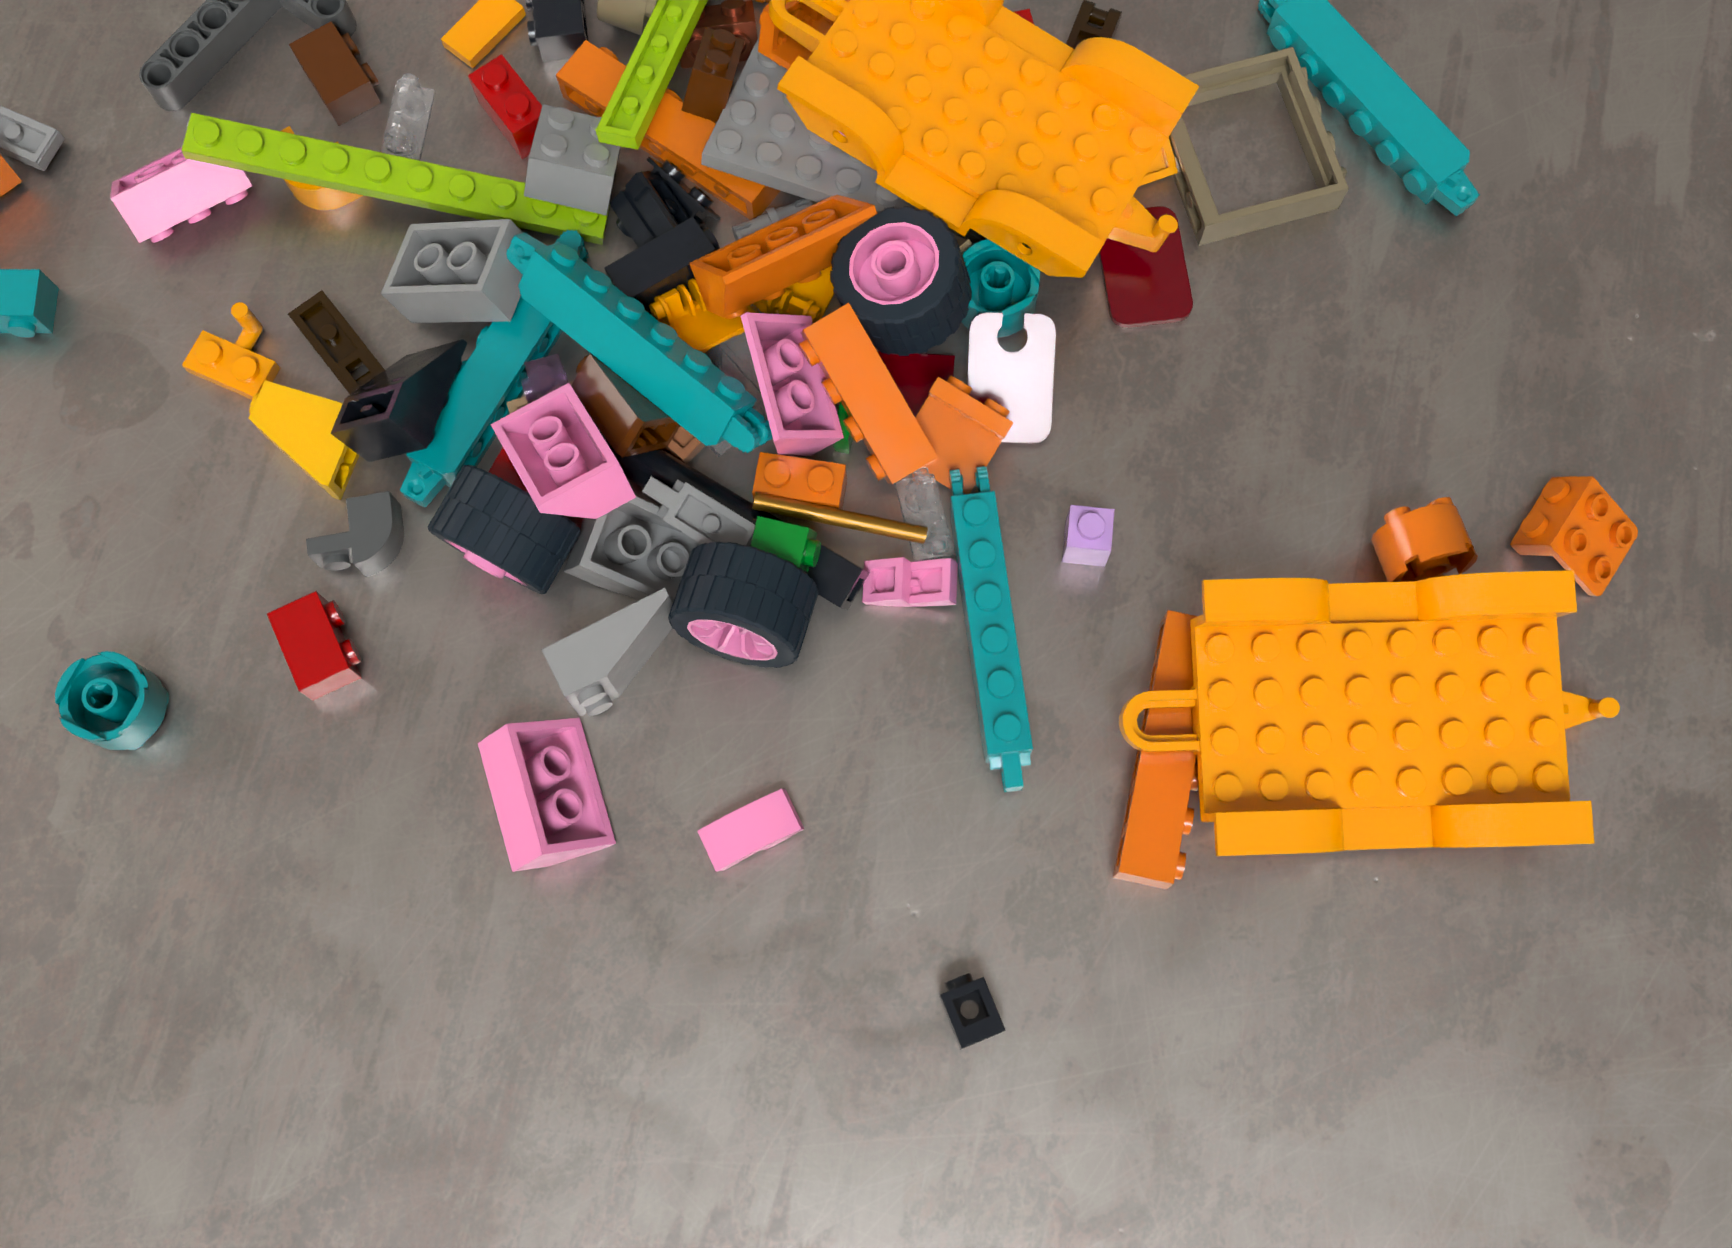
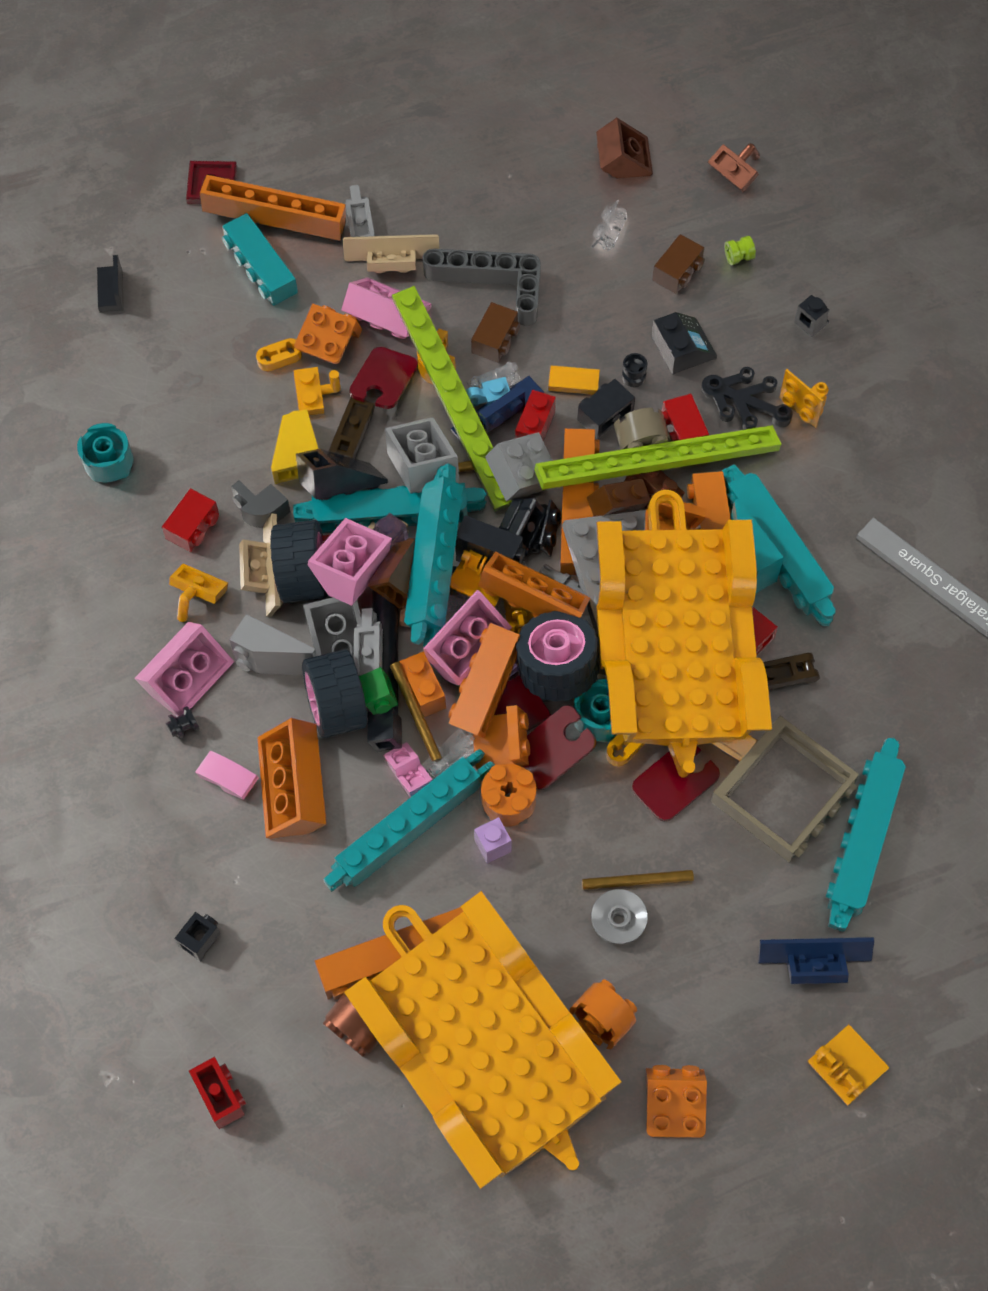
camera: 55 degrees right, 10 degrees down
(97, 126) = (389, 252): none -> tan bracket
(144, 371) = (278, 354): none -> light orange beam
(162, 284) = (326, 333): none -> orange bracket
(283, 247) = (384, 371): none -> dark red piece
(424, 698) = (197, 584): none -> light orange plate
(427, 130) = (490, 391): none -> medium azure plate
(456, 127) = (505, 406): none -> dark blue bracket
(462, 592) = (257, 569): none -> tan bracket
(629, 845) = (179, 724): none -> black wheel
(819, 745) = (291, 779): none -> orange slope
(1042, 453) = (512, 780): none -> orange brick
(1070, 298) = (628, 752): none -> light orange beam
(1227, 1121) = (217, 1093): none -> red brick
(1231, 880) = (345, 1020): none -> copper brick
(1250, 396) = (637, 879): none -> pearl gold bar
(1305, 433) = (623, 904): none -> light grey dish
(1496, 256) = (816, 959): none -> dark blue bracket
(1647, 308) = (848, 1064): none -> light orange hinge

